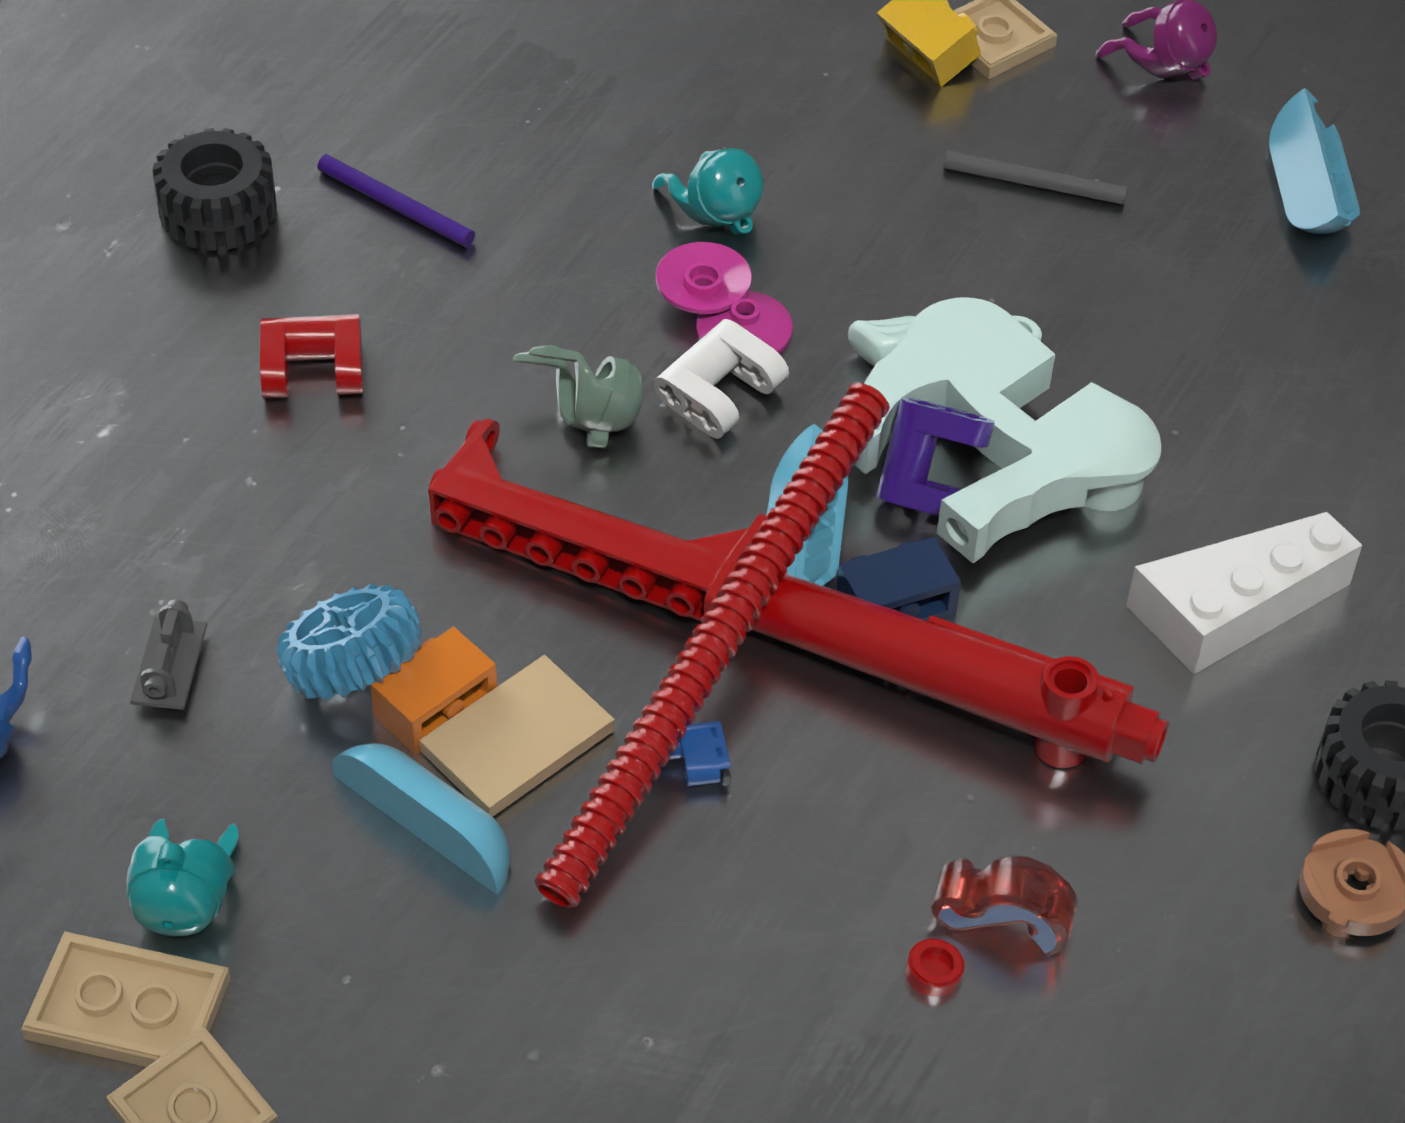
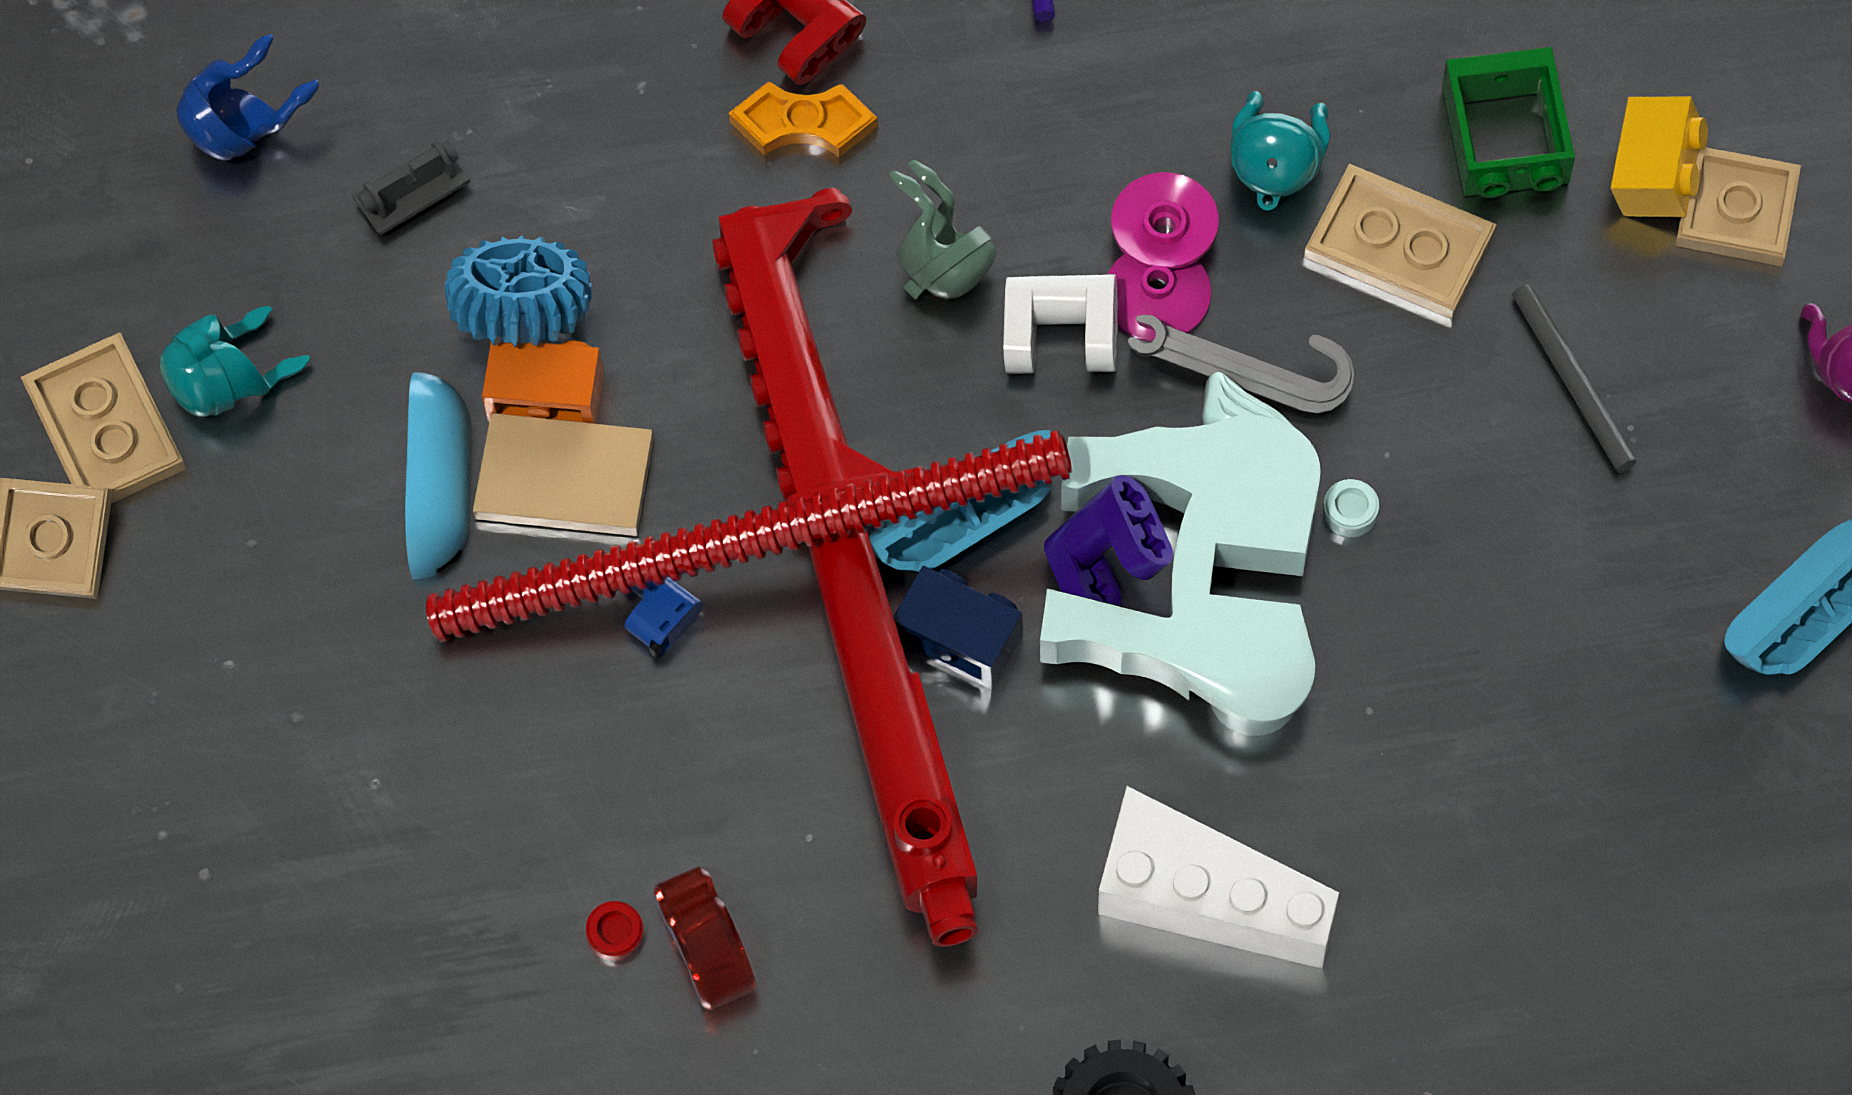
camera: 55 degrees right, 15 degrees up
(377, 420) = (781, 118): none -> light orange tile
(831, 53) = (1501, 77): none -> green window
(834, 325) = (1250, 372): none -> light grey piece
(844, 189) = (1400, 241): none -> tan tile

